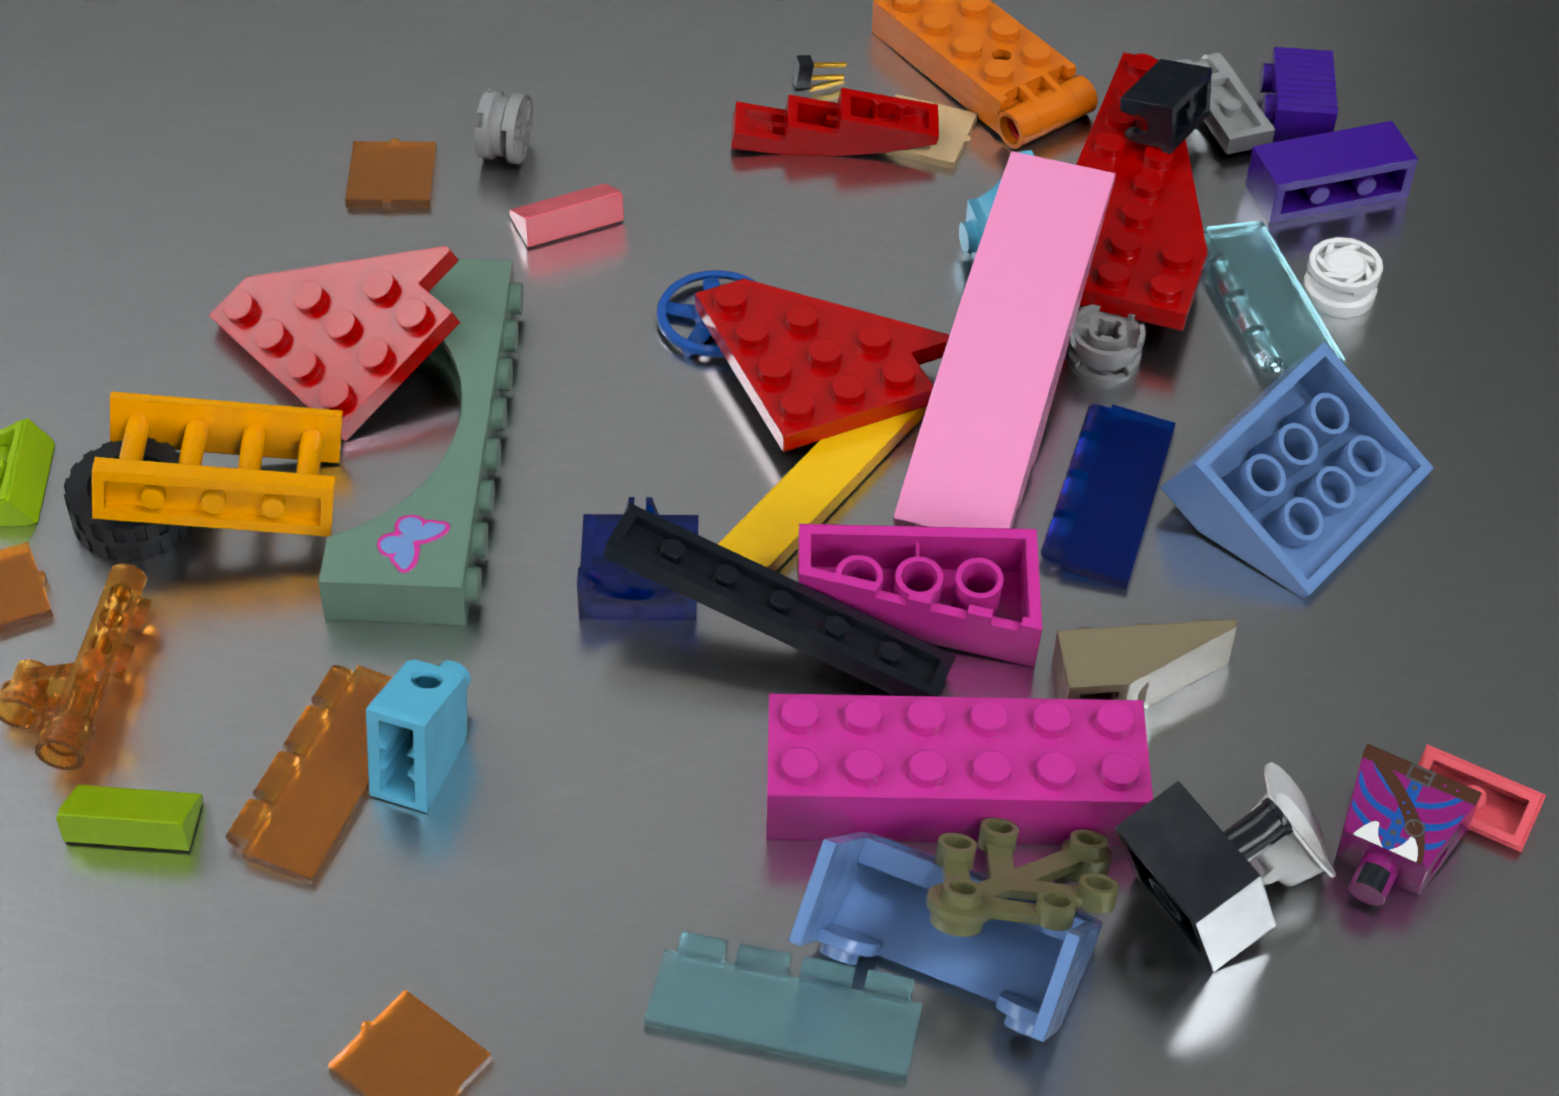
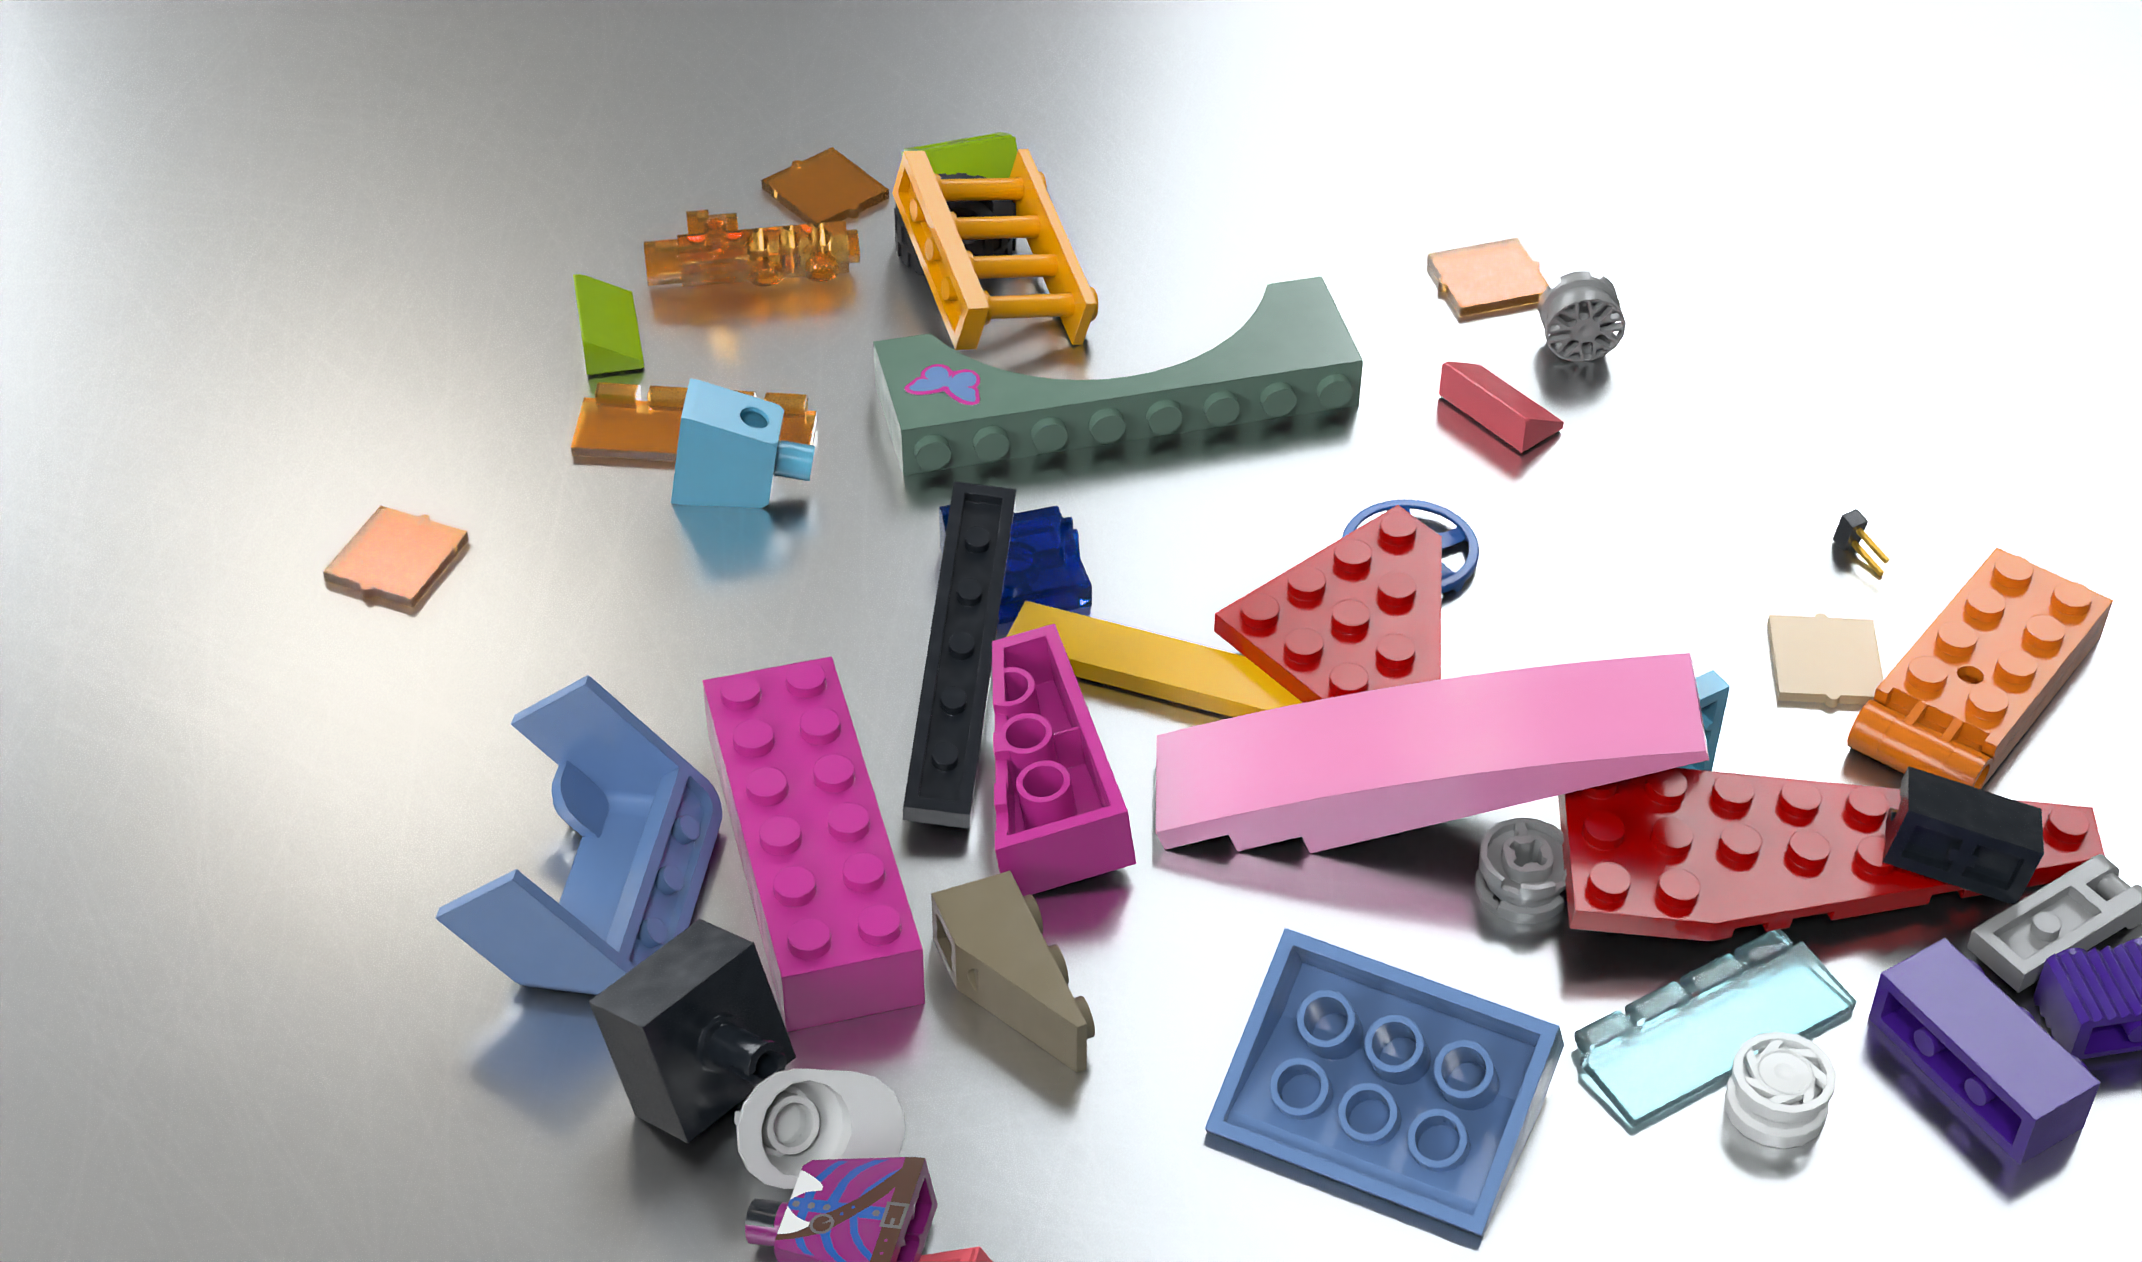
camera: 75 degrees right, 5 degrees down
(343, 328) = (1209, 283): wing -> none
(797, 1017) = (502, 792): clear light blue windscreen -> none
(852, 126) = (1769, 574): red slope -> none
(963, 906) = (590, 833): olive plant -> none
(1108, 494) = (1246, 923): clear blue windscreen -> none

